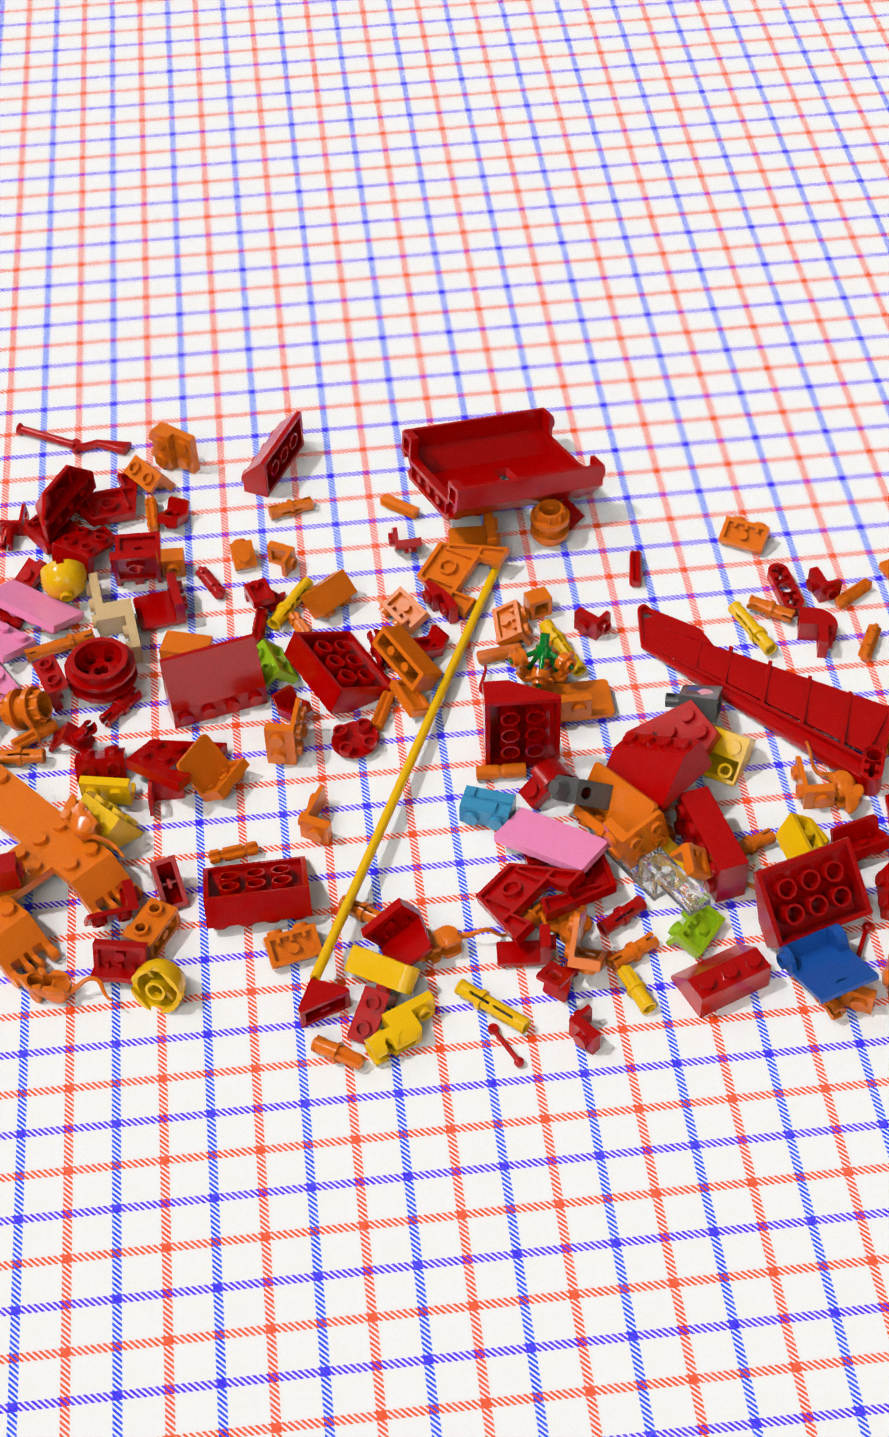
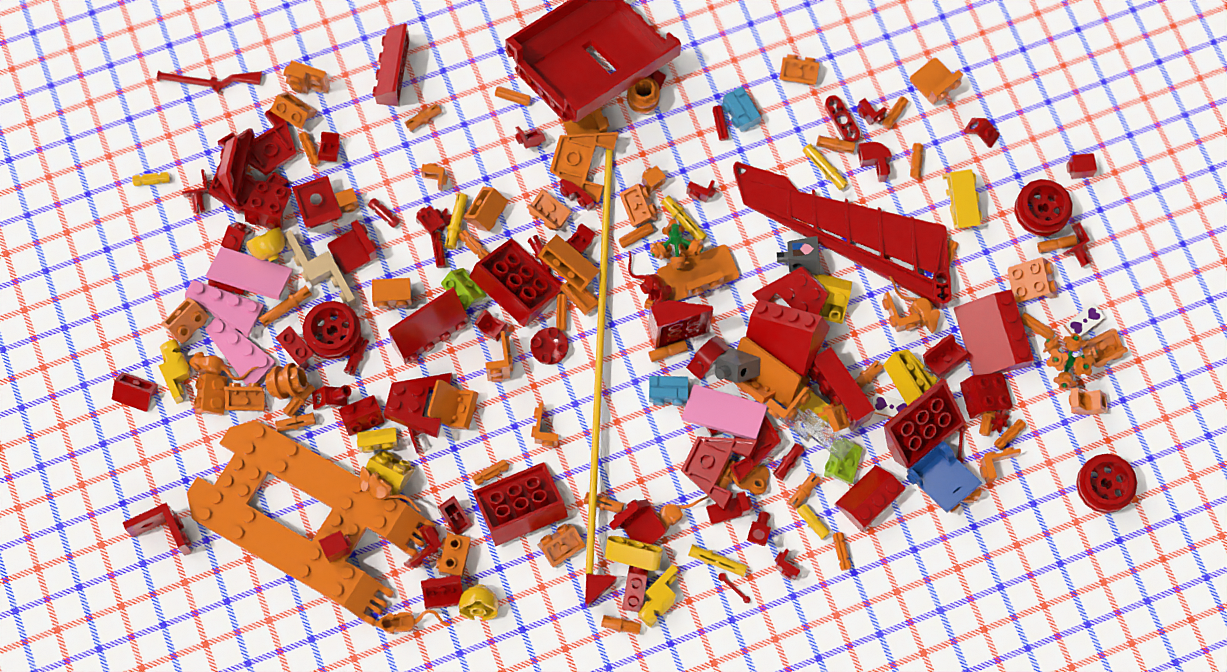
camera: 20 degrees left, 25 degrees up
(243, 554) = (400, 178): orange bracket -> none
(579, 957) = (772, 506): orange bracket -> none
(663, 558) = (741, 109): none -> dark azure brick
(666, 1031) = (841, 550): none -> orange axle

